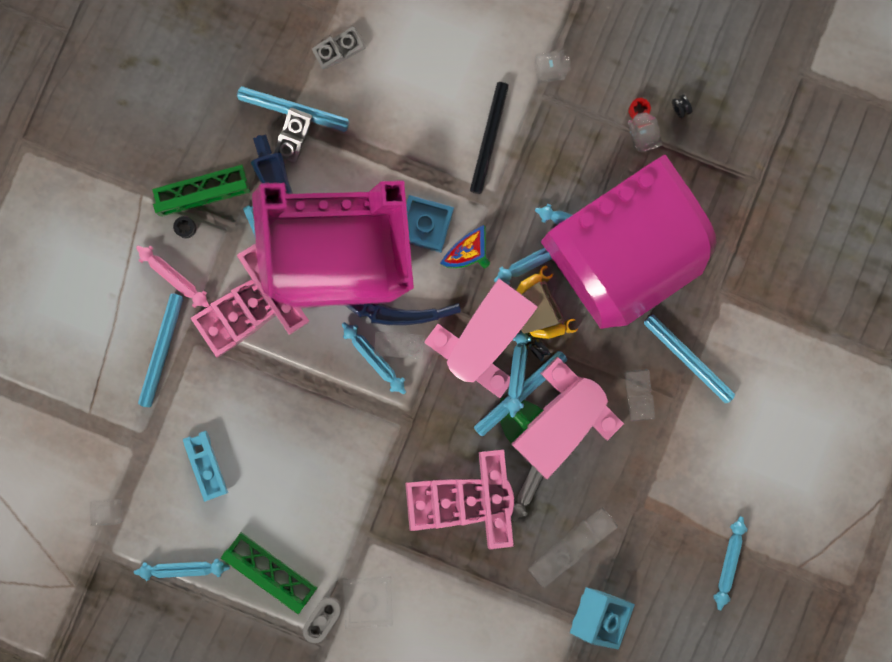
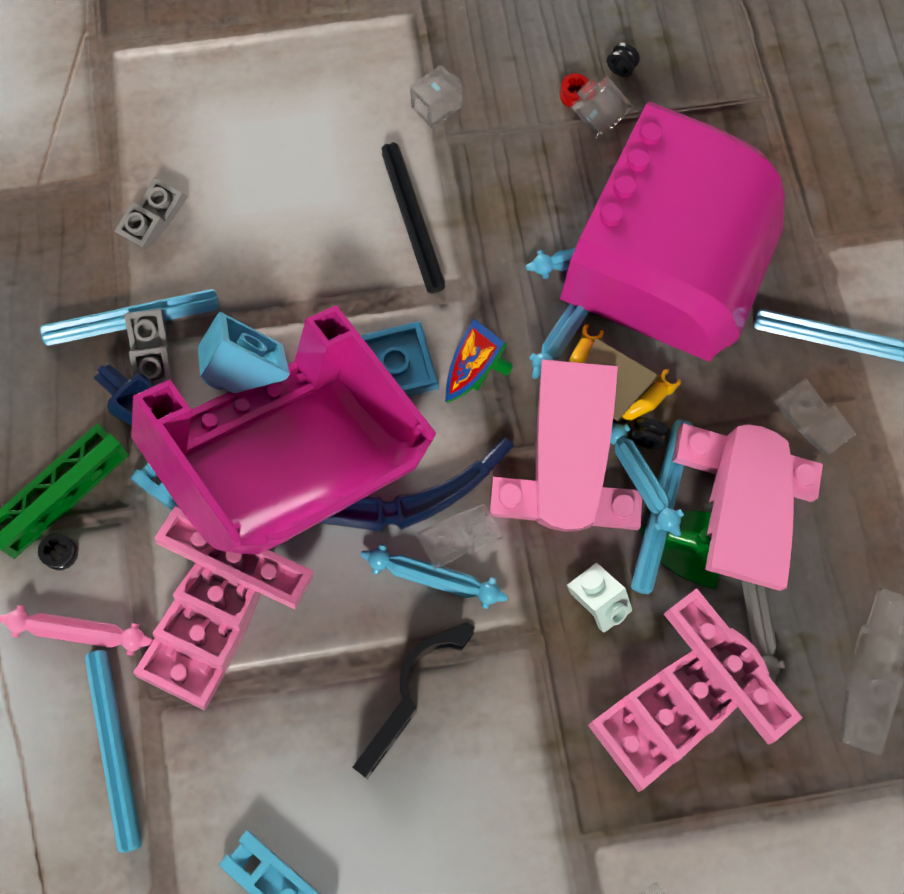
camera: 30 degrees left, 15 degrees down
(318, 419) = (454, 638): none -> black piece
(338, 174) = (239, 357): none -> medium azure slope
(454, 422) = (601, 596): none -> light aqua bracket

